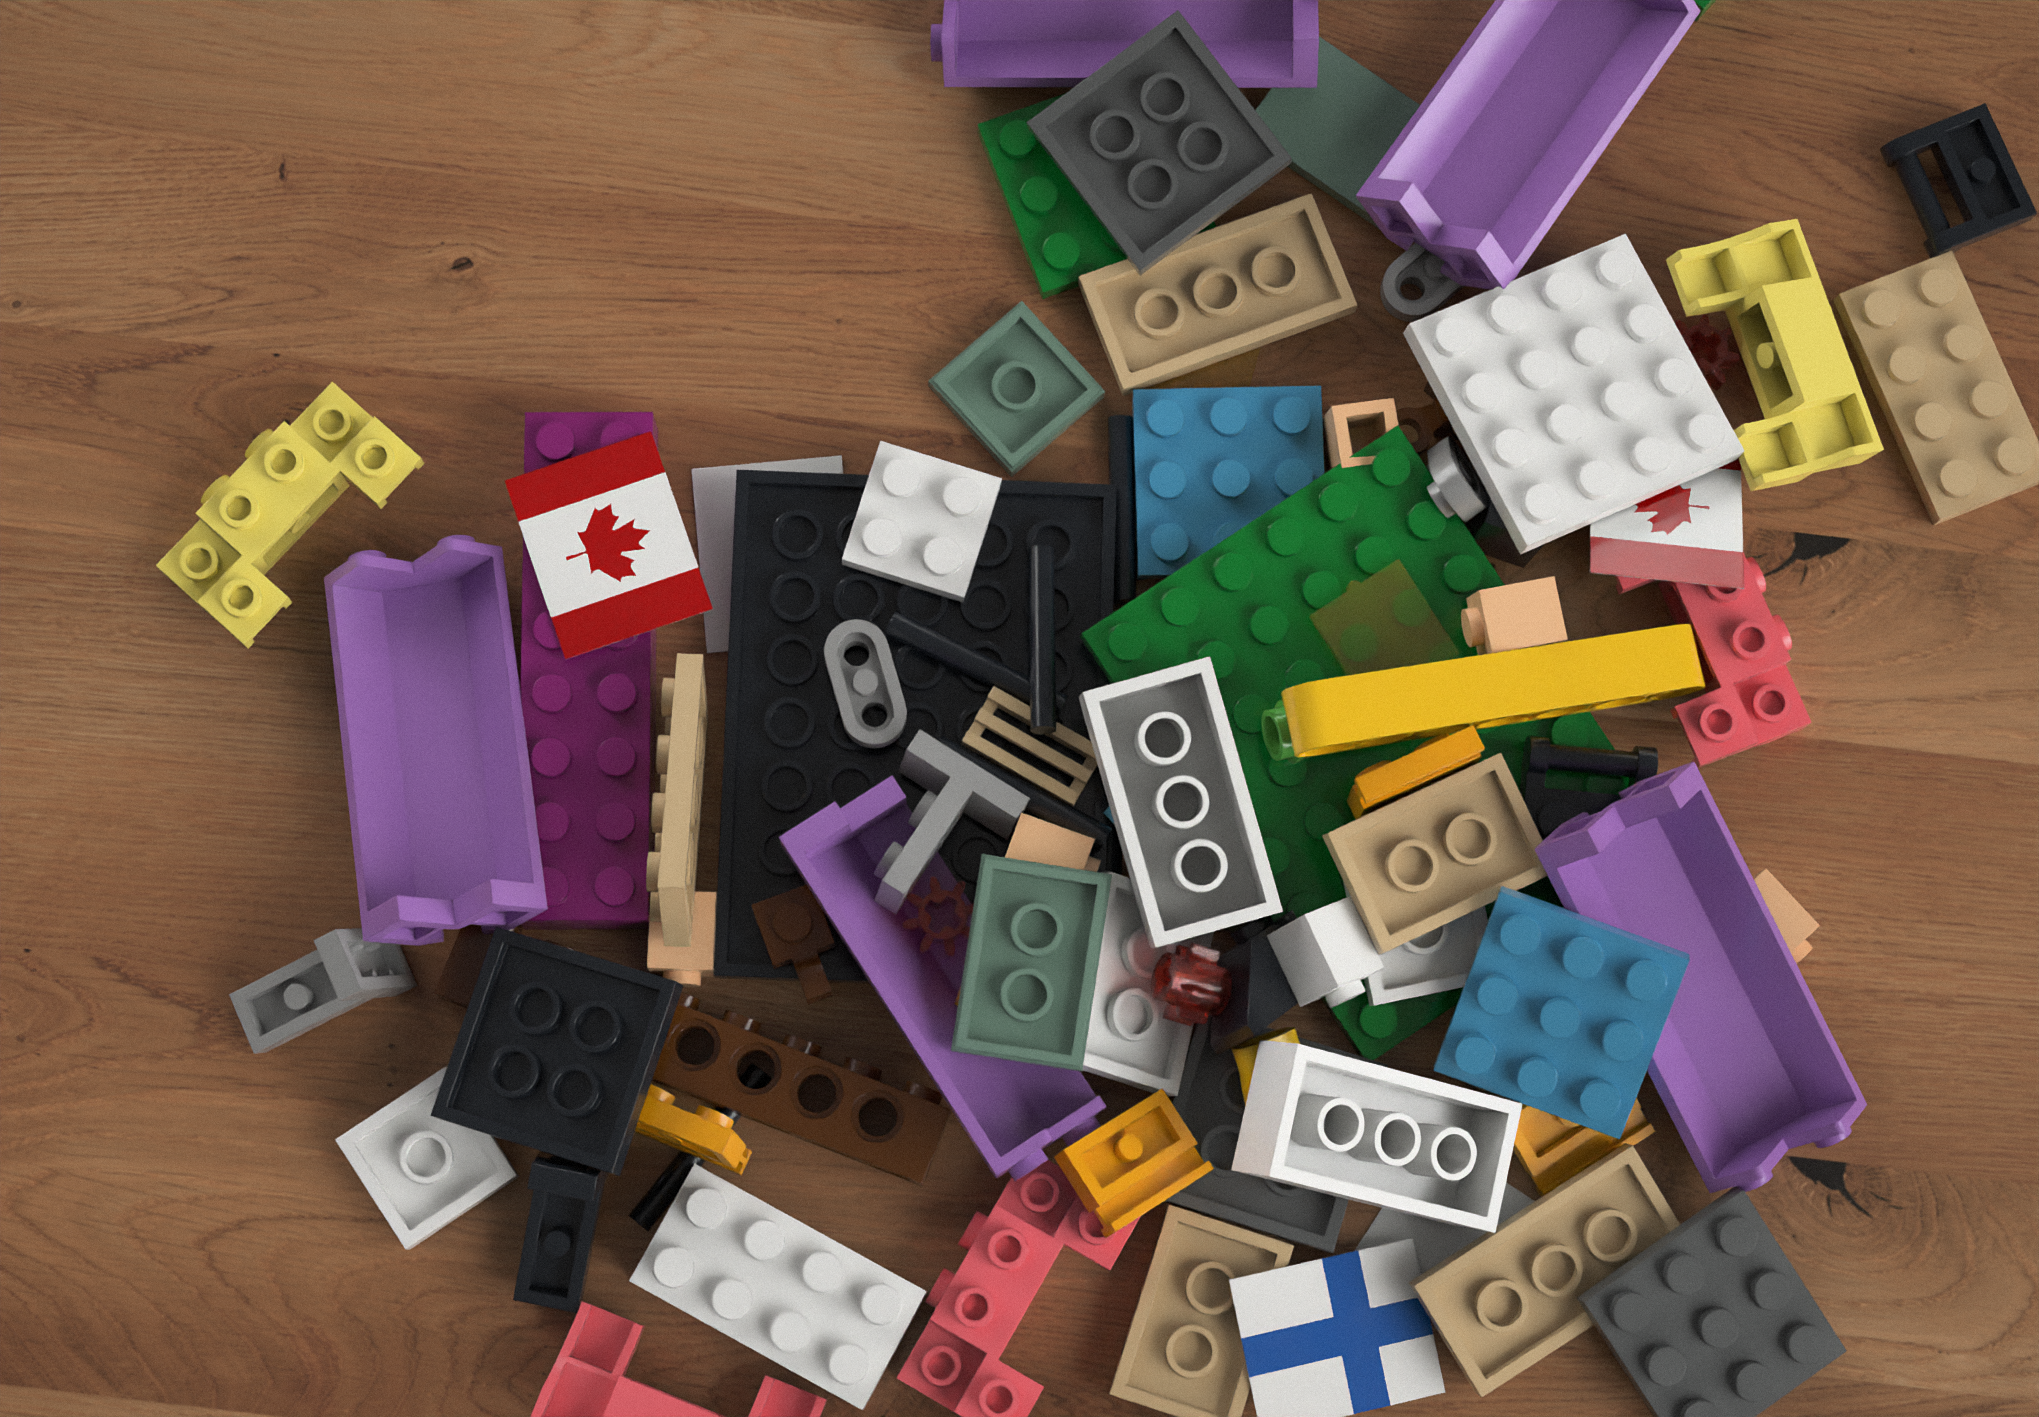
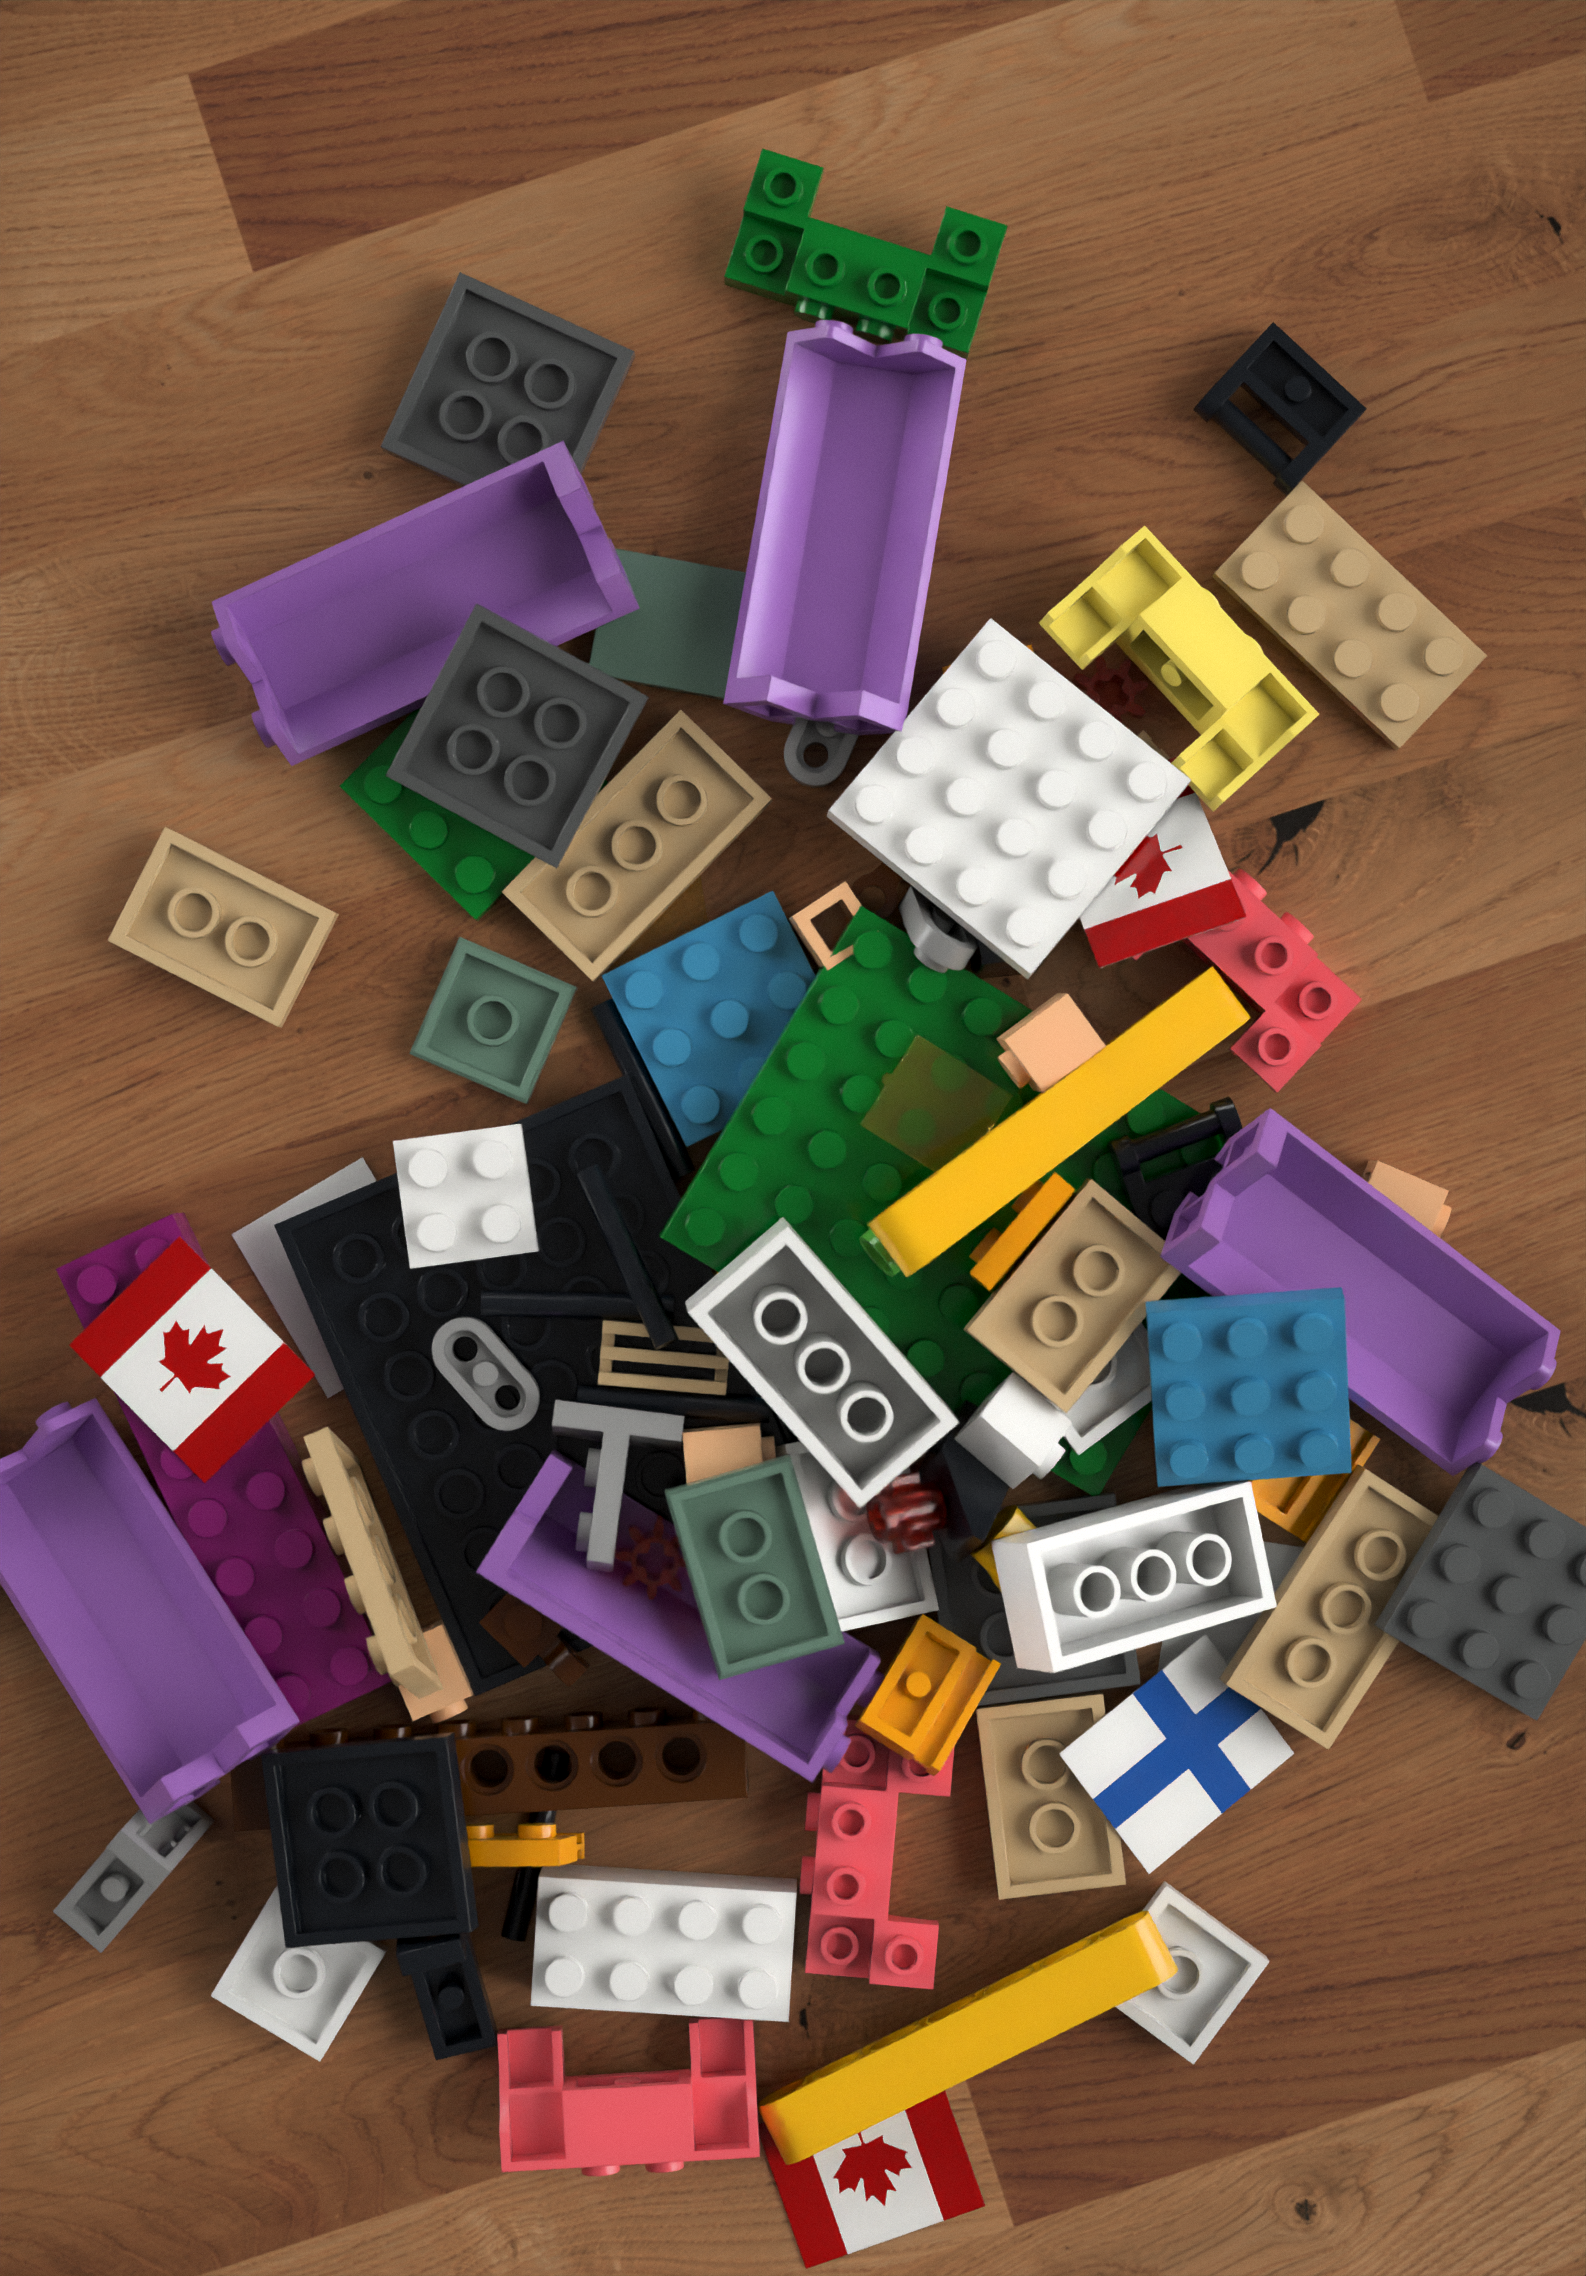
camera: 15 degrees left, 10 degrees up
(816, 197) = (223, 927): none -> tan plate

